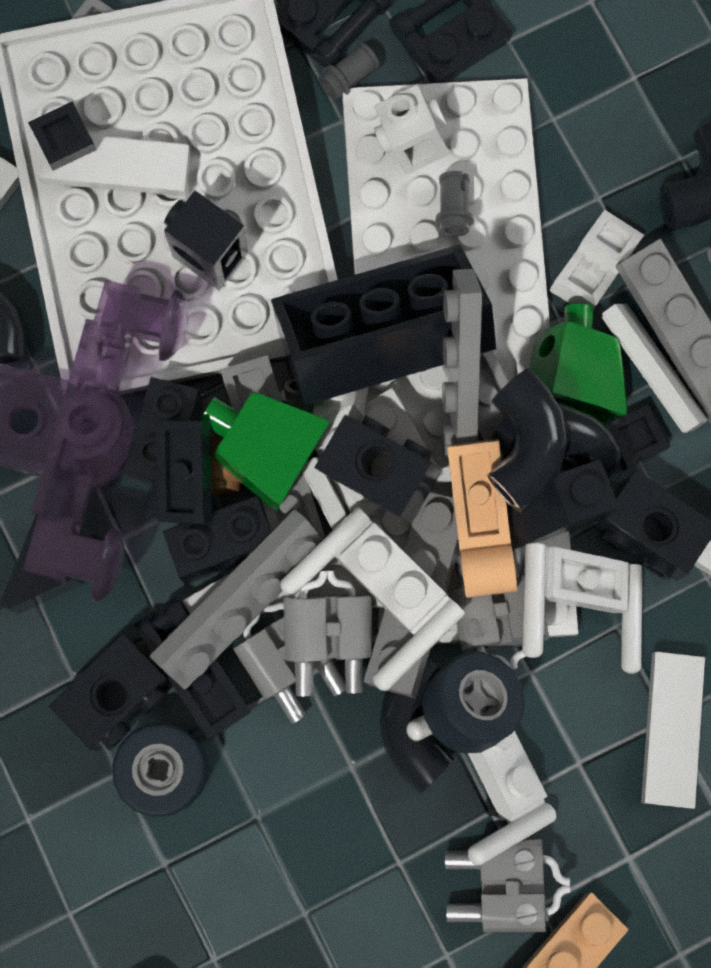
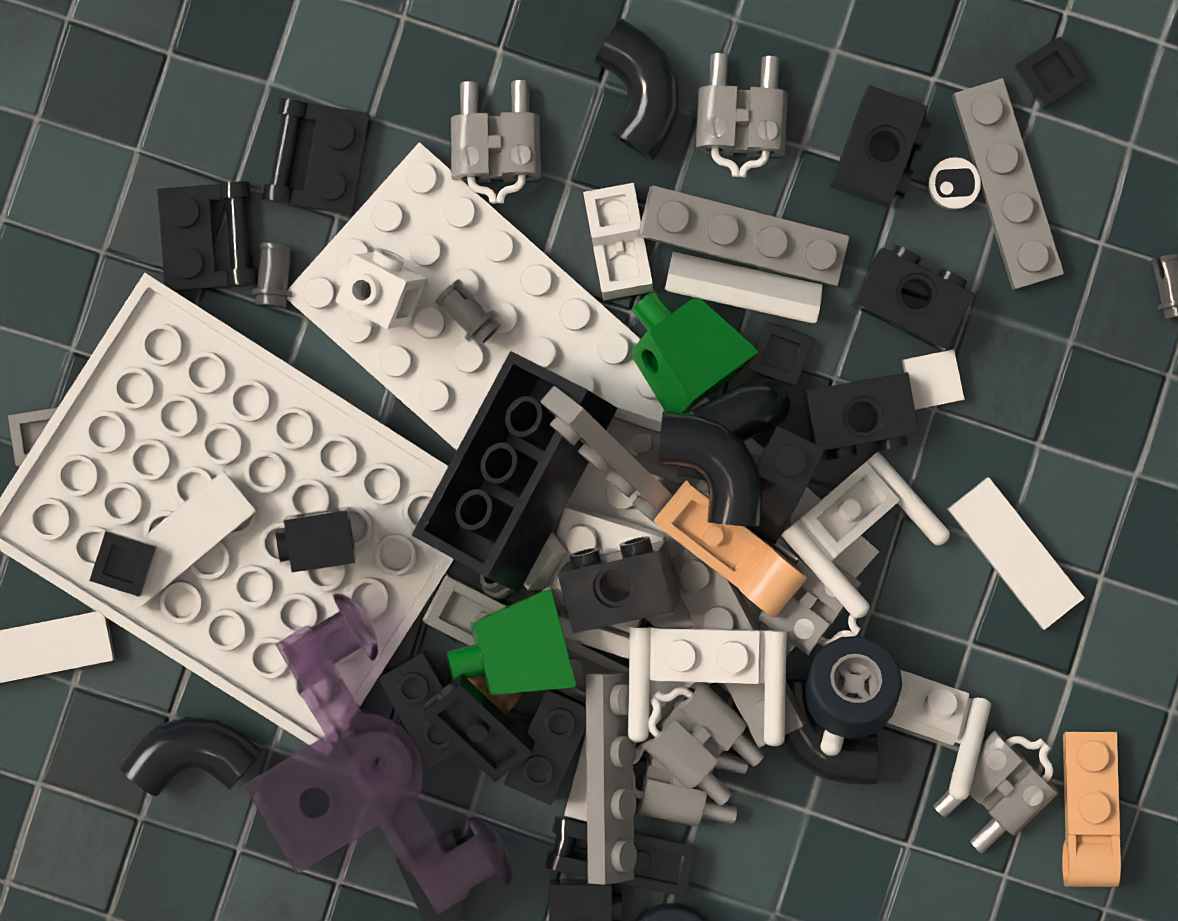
camera: 40 degrees left, 10 degrees up
(576, 126) = (495, 145): none -> light grey piece

